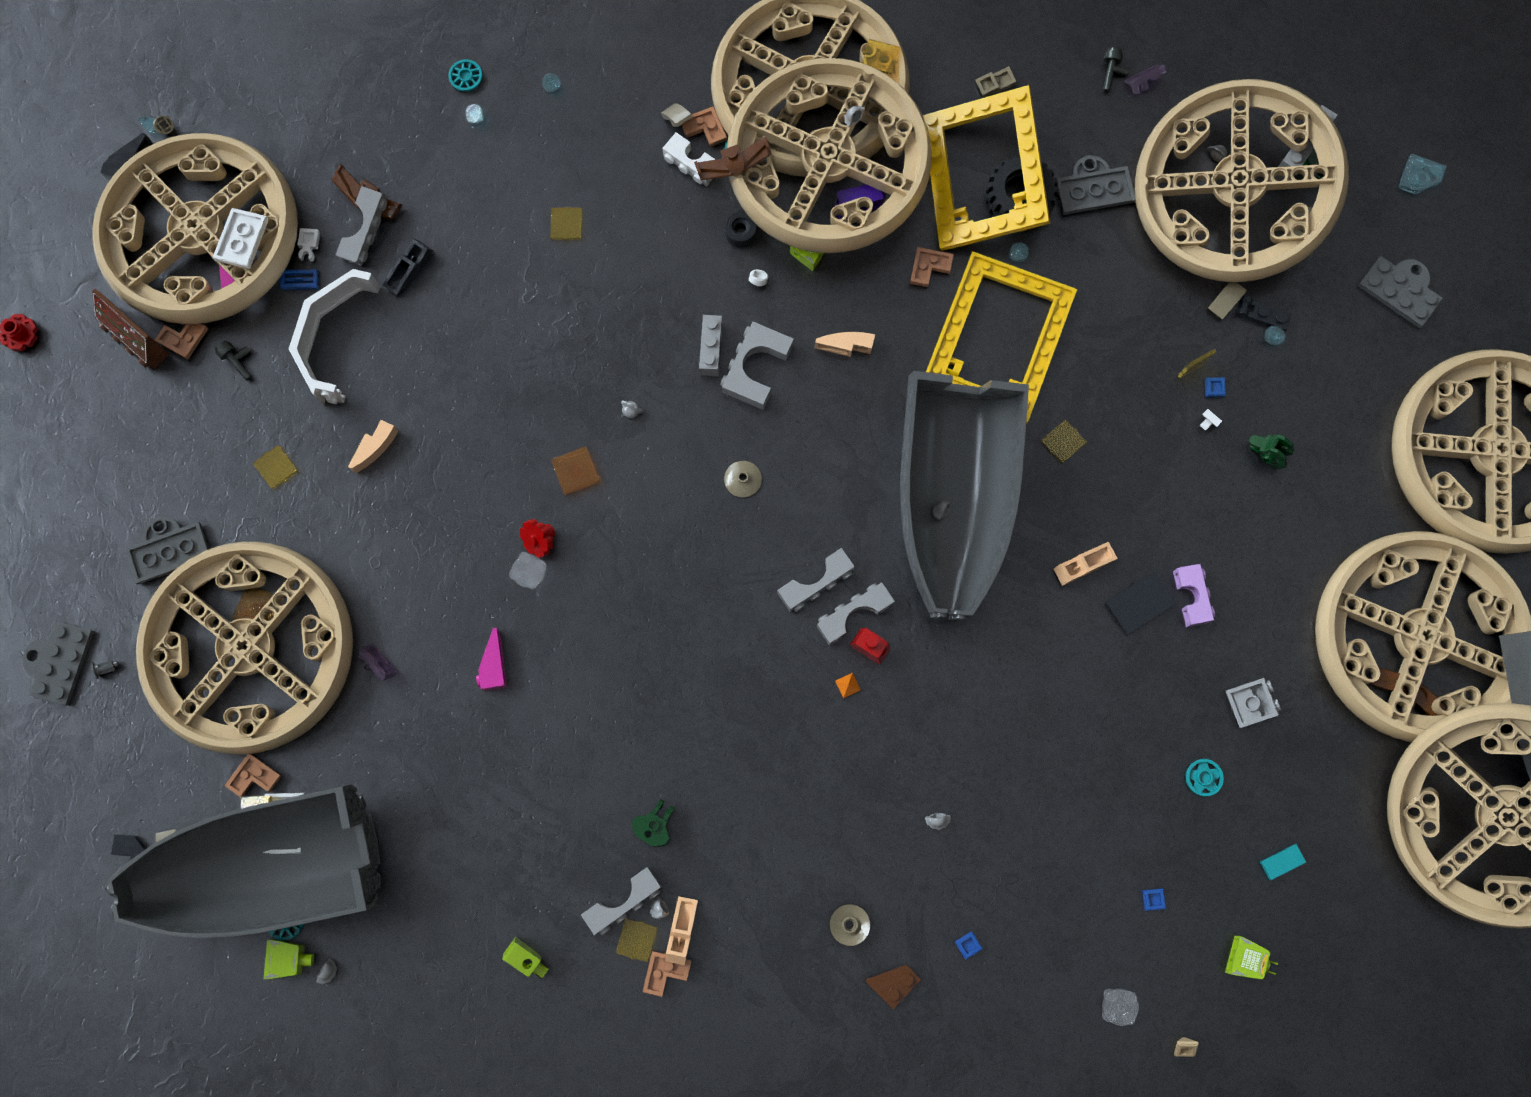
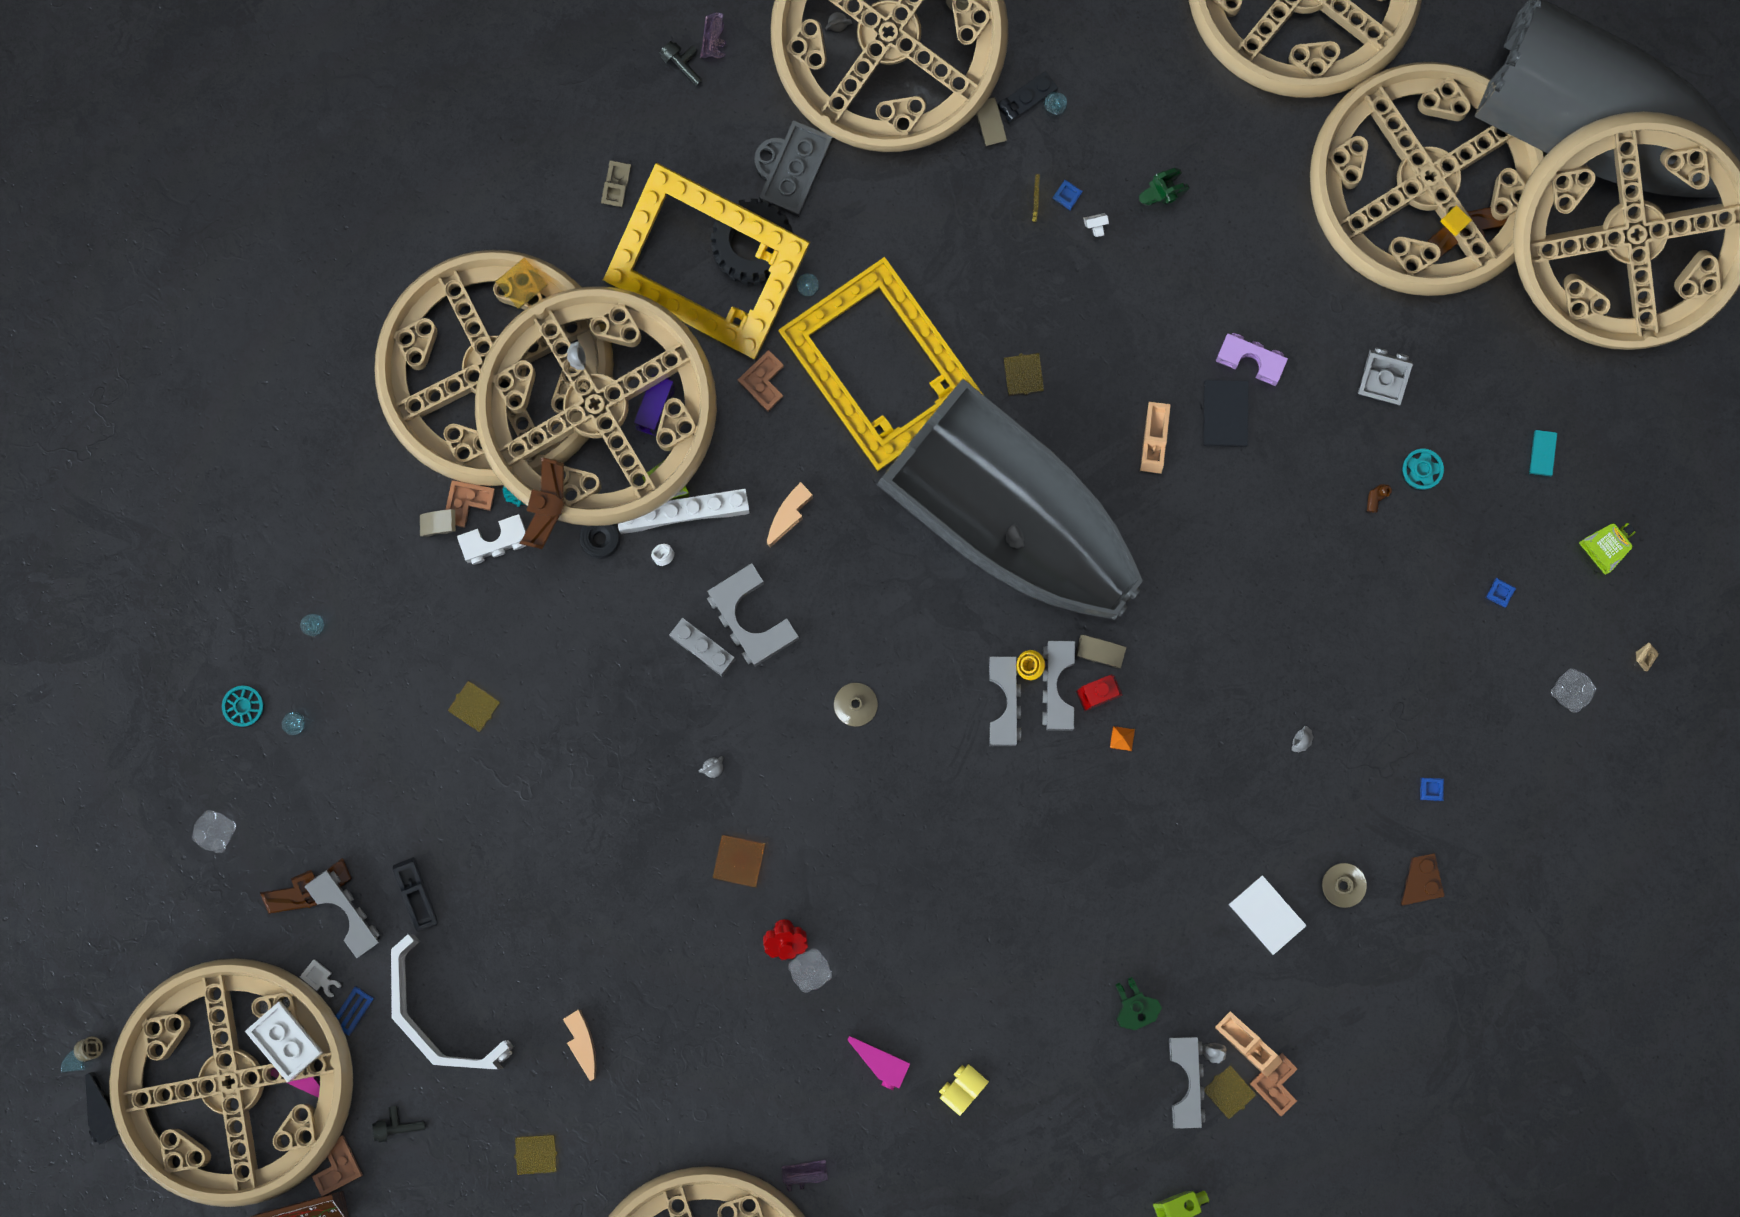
camera: 55 degrees left, 5 degrees up
(366, 111) = (213, 831): none -> clear piece
(511, 738) = (963, 1089): none -> light yellow brick
(788, 881) = (1267, 915): none -> white tile
(816, 287) = (692, 508): none -> white arch
(855, 581) = (1025, 665): none -> yellow cone
(901, 627) = (1100, 651): none -> dark tan slope
(1160, 755) = (1376, 495): none -> reddish brown arm
(1410, 674) = (1455, 220): none -> yellow tile

